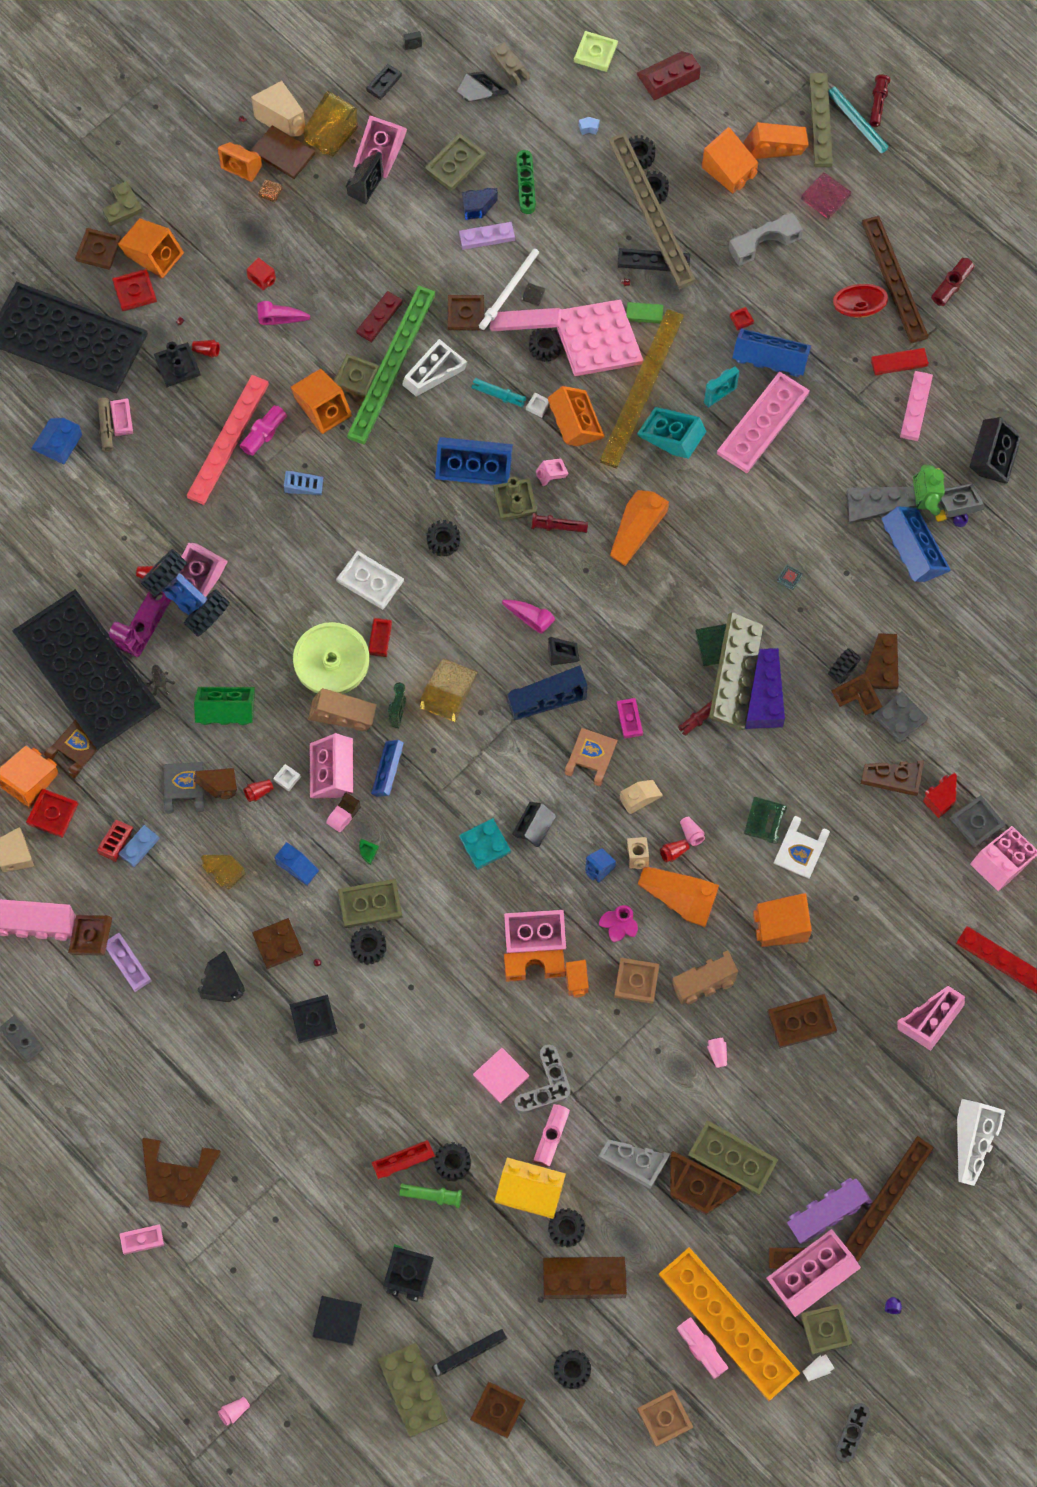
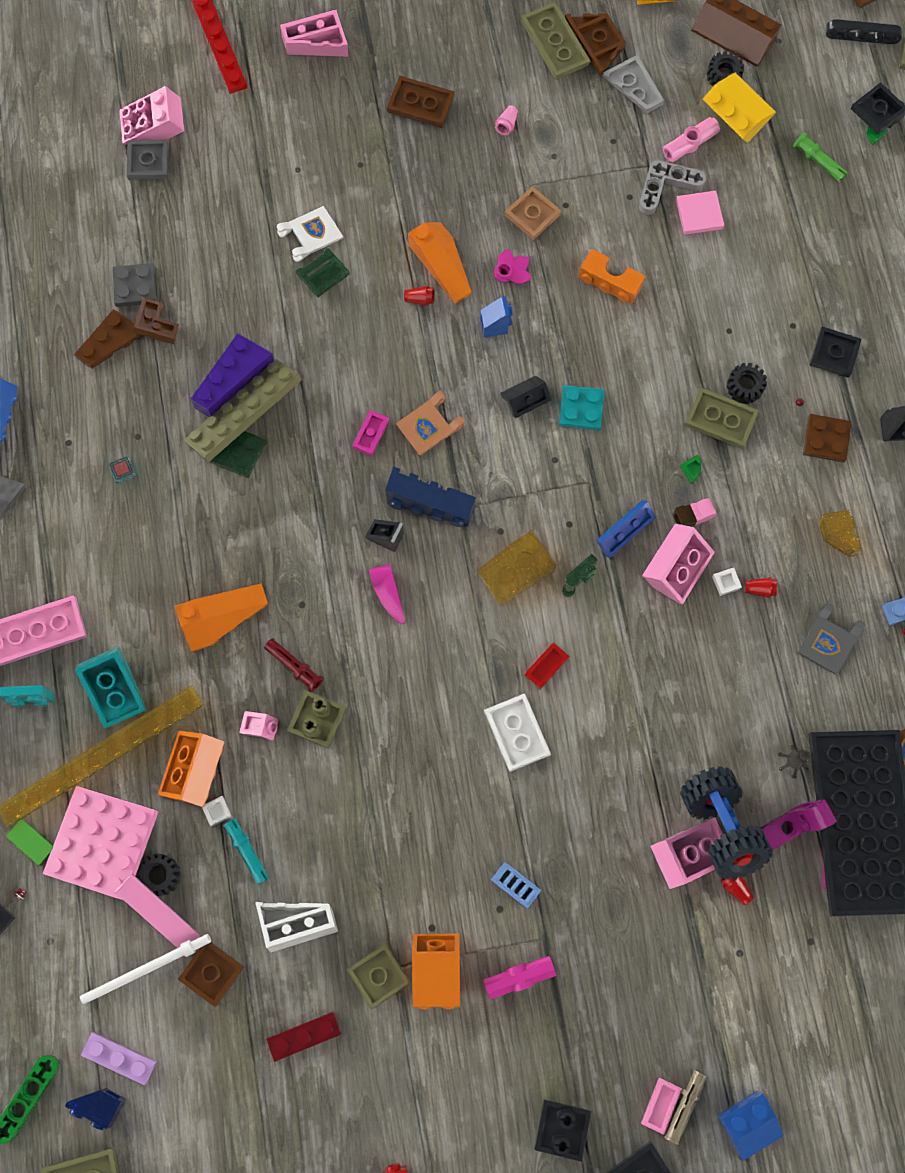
camera: 145 degrees left, 5 degrees up
(207, 347) = (516, 1128): red cone -> none
(217, 782) = (797, 615): reddish brown slope -> none
(224, 705) = (744, 693): green slope -> none
(227, 440) = (561, 996): coral plate -> none
(274, 314) = (412, 1119): dark pink piece -> none
(296, 863) = (769, 495): blue slope -> none
(331, 658) = (612, 667): yellowish green dish -> none
(341, 710) = (636, 608): medium nougat wedge -> none
(391, 365) = (330, 965): bright green plate -> none
(403, 1159) = (828, 195): red plate -> none
(443, 528) = (416, 739): black tyre -> none
(452, 1149) = (791, 162): black tyre -> none
(473, 461) = (327, 789): blue slope -> none
(533, 294) = (124, 947): clear smoke tile -> none
(535, 931) = (593, 297): bright pink slope -> none
(576, 978) = (583, 240): orange slope -> none
(637, 846) = (454, 318): tan brick -> none
(639, 795) = (414, 358): tan slope -> none
(692, 831) = (392, 301): bright pink cone -> none
(696, 719) = (307, 394): dark red pin -> none
(705, 979) = (474, 174): medium nougat wedge -> none
(783, 921) = (374, 176): orange slope -> none
(844, 665) = (145, 349): black tyre -> none
(894, 777) = (181, 236): reddish brown wing -> none
(942, 798) = (156, 195): red slope -> none

